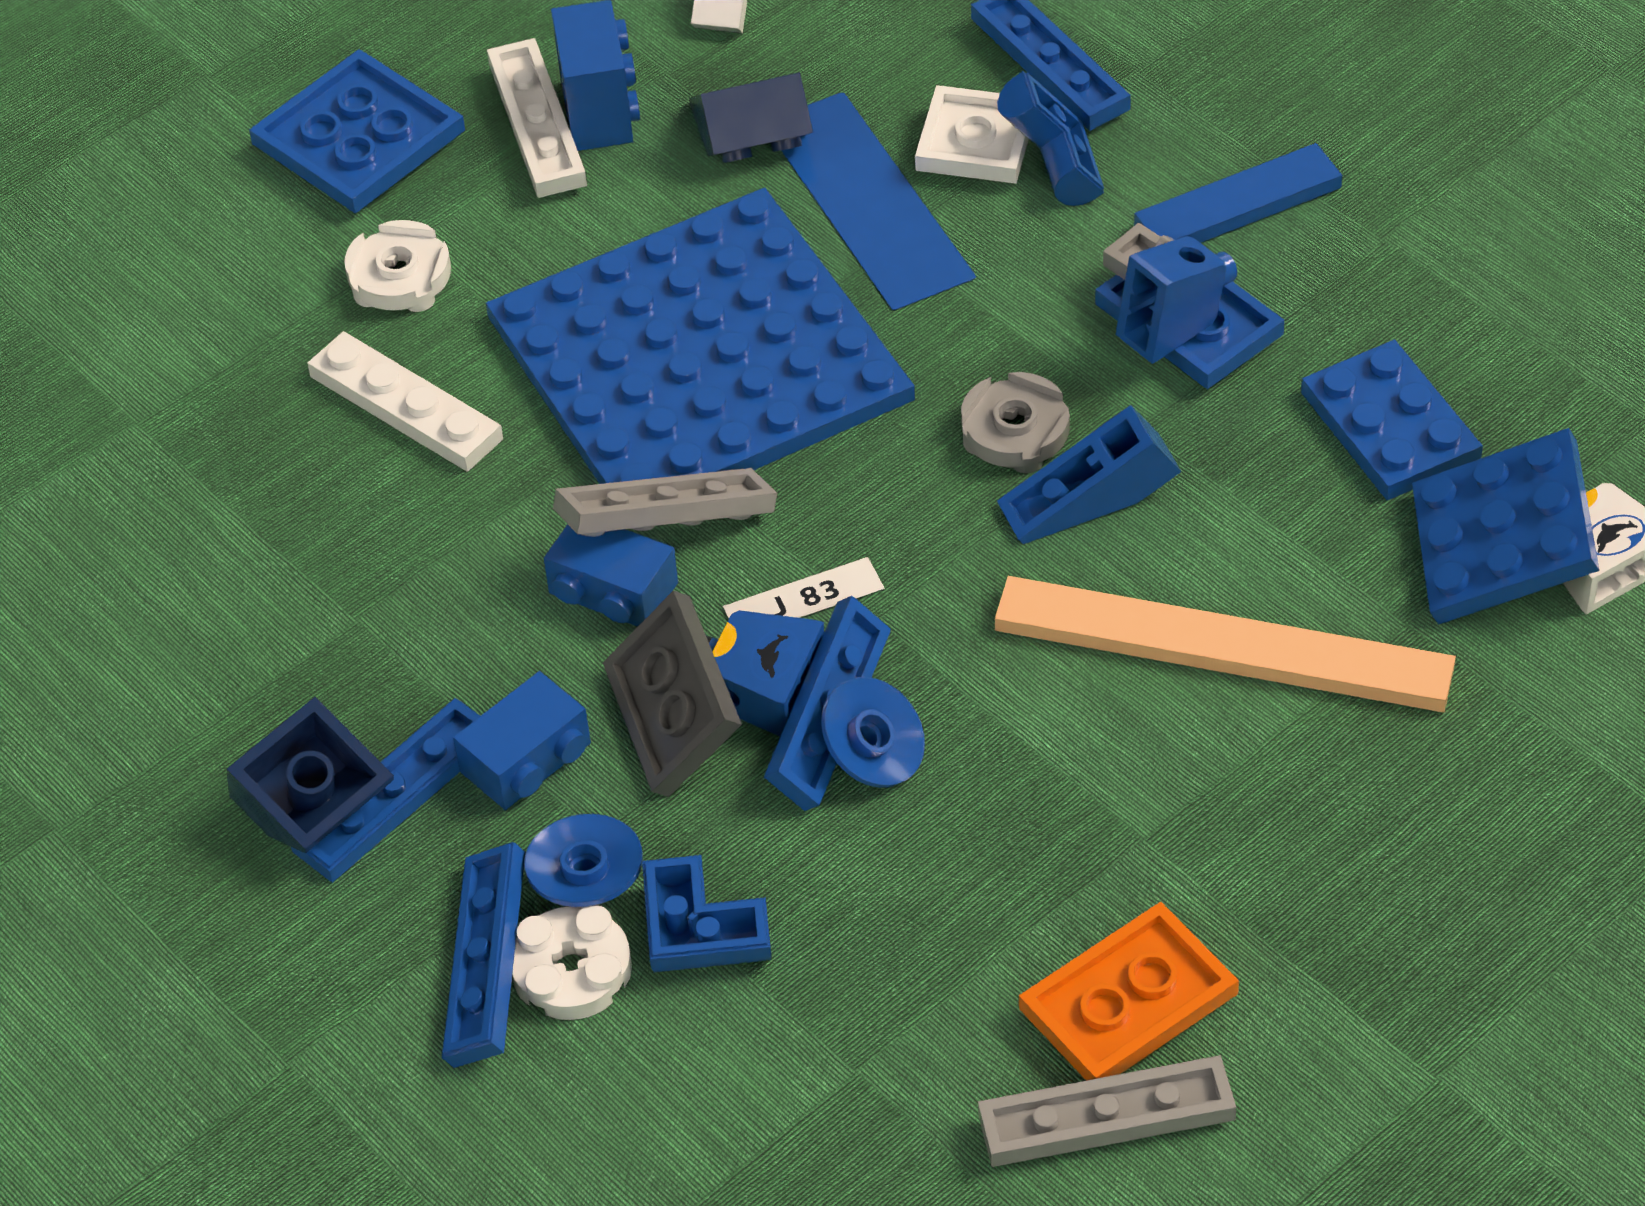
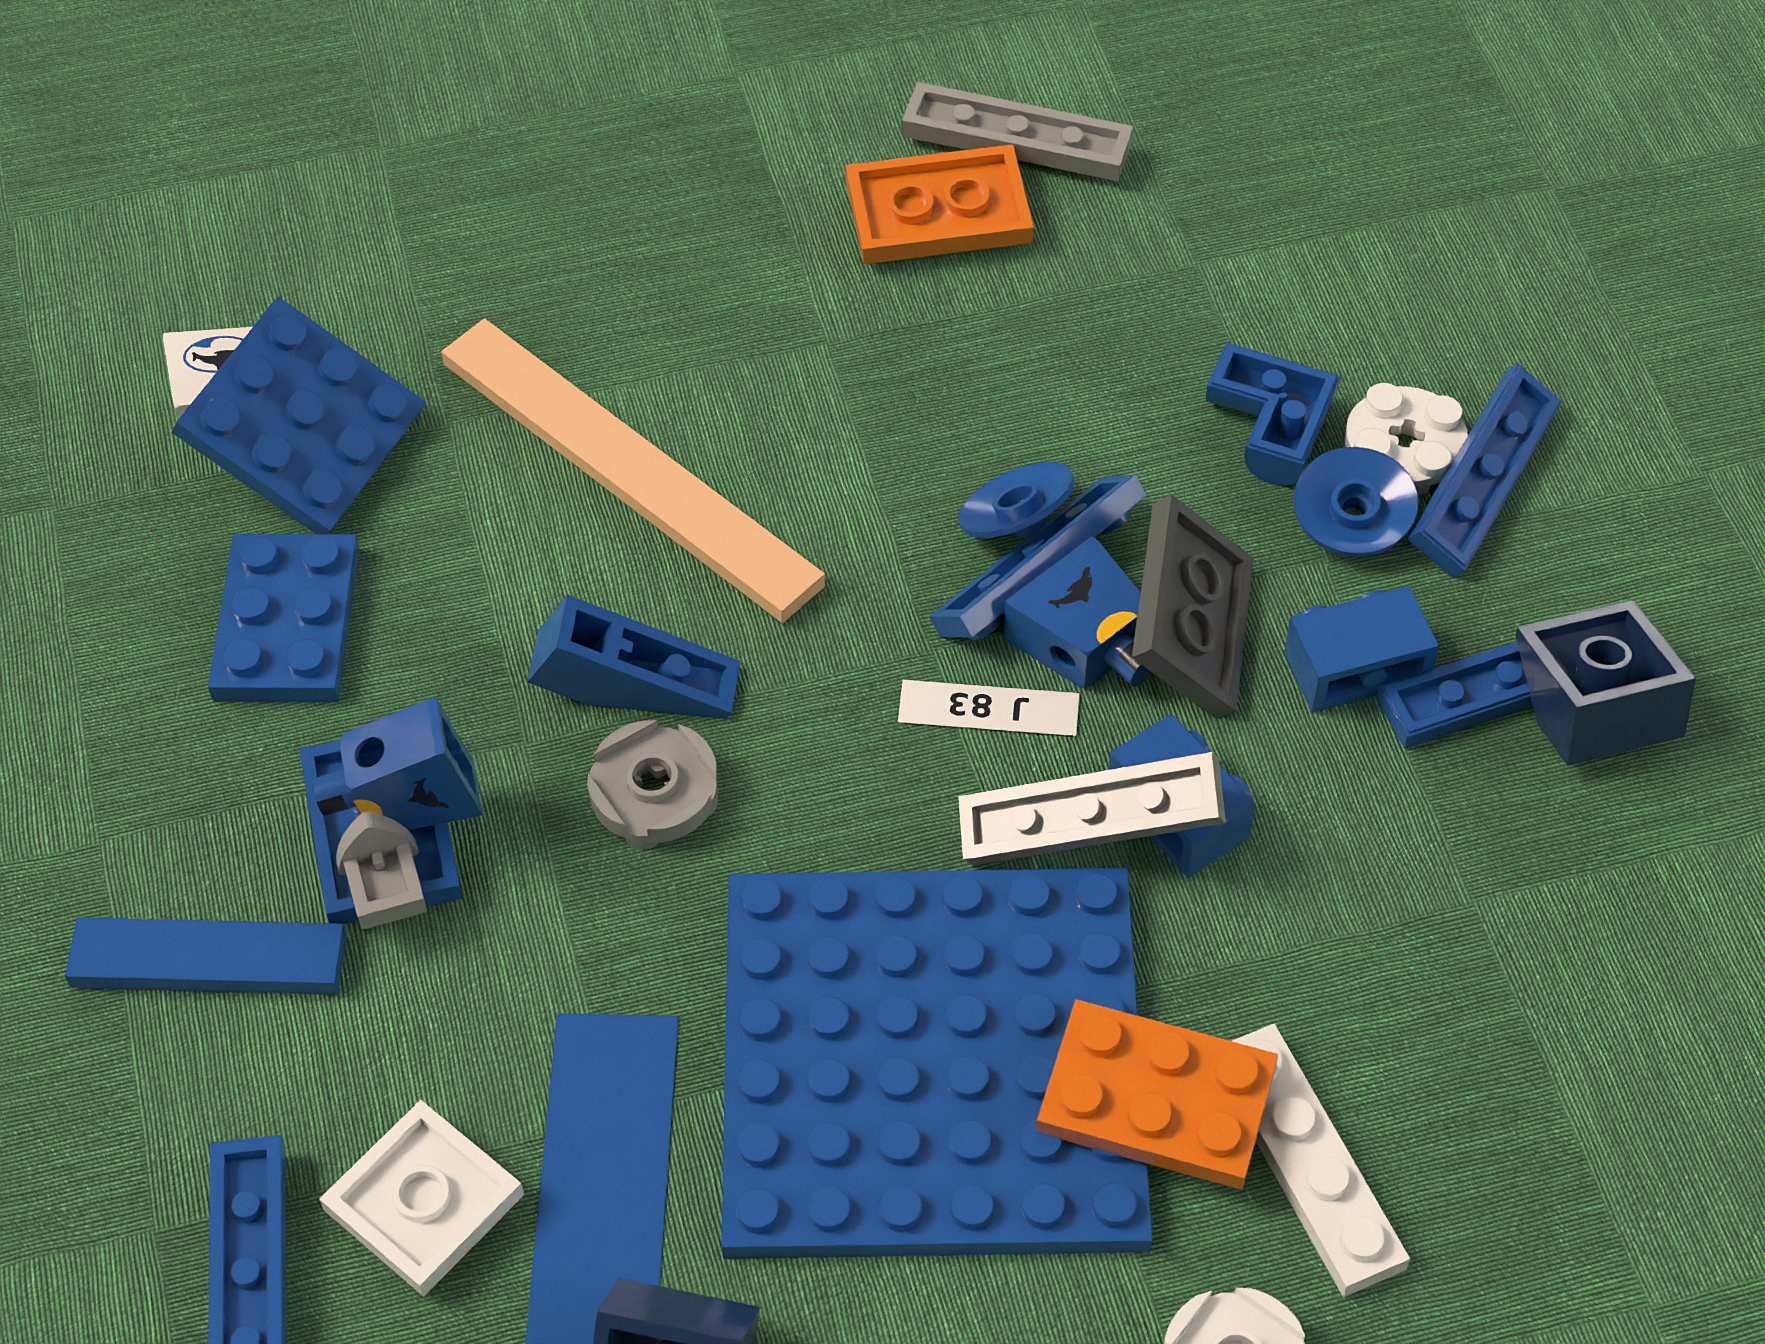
camera: 155 degrees left, 5 degrees up
(521, 363) = (1158, 1094): none -> orange plate
(1057, 135) = (351, 1107): blue brick -> none

